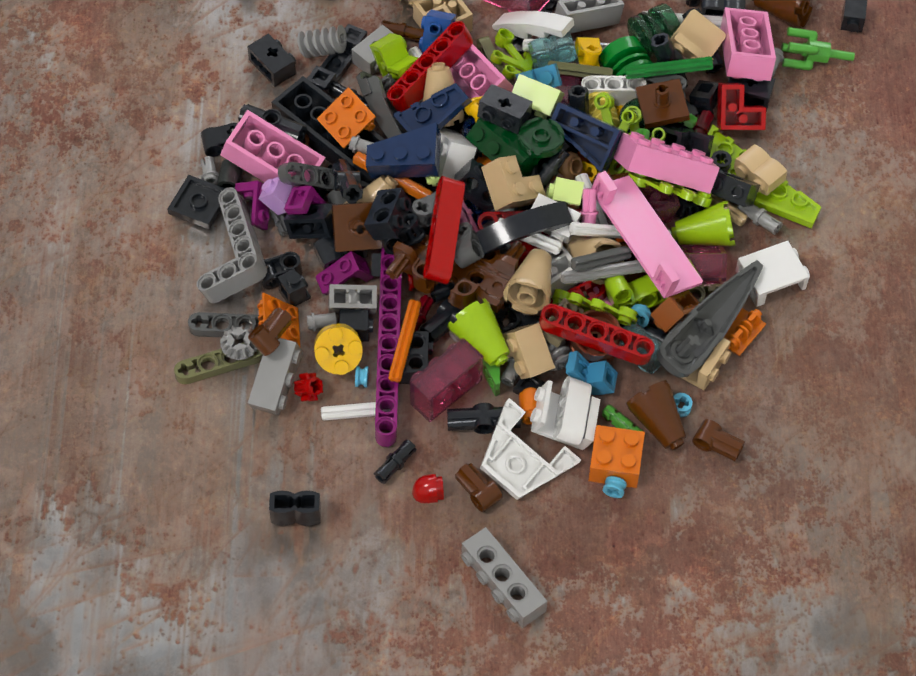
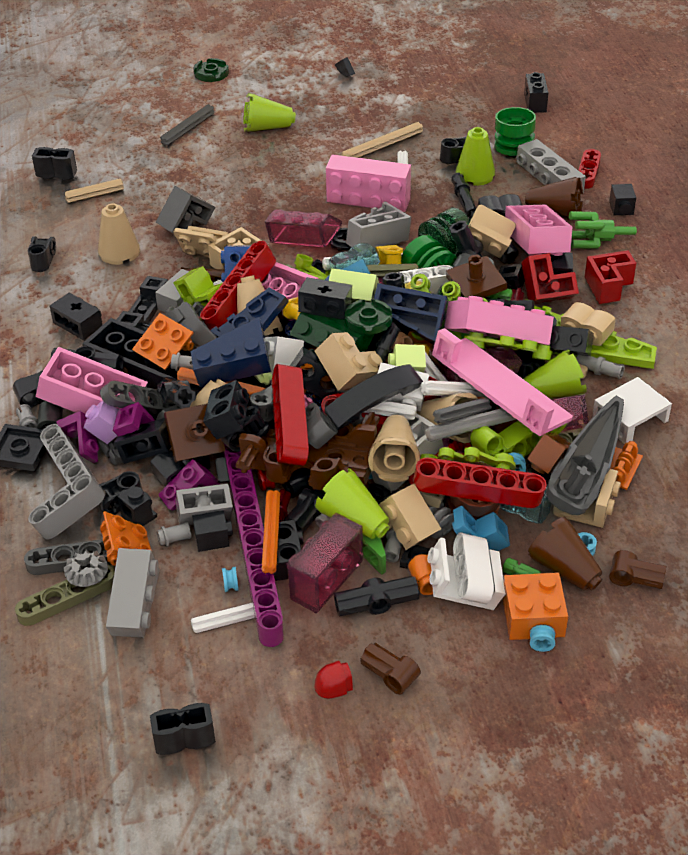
camera: 10 degrees left, 15 degrees down
(267, 335) = (117, 545): reddish brown piece -> none
(308, 386) = (172, 599): red gear -> none
(322, 42) = (125, 293): light grey piece -> none
(338, 362) = (213, 547): yellow brick -> none
(395, 461) = (287, 659): black pin -> none
(486, 546) = (440, 745): light grey brick -> none
(514, 463) = (426, 634): white wing -> none
(536, 23) = (332, 244): white slope -> none
(589, 206) = (434, 367): bright pink axle -> none
(668, 67) = (464, 253): green axle -> none
(802, 109) = (608, 274): none -> red brick

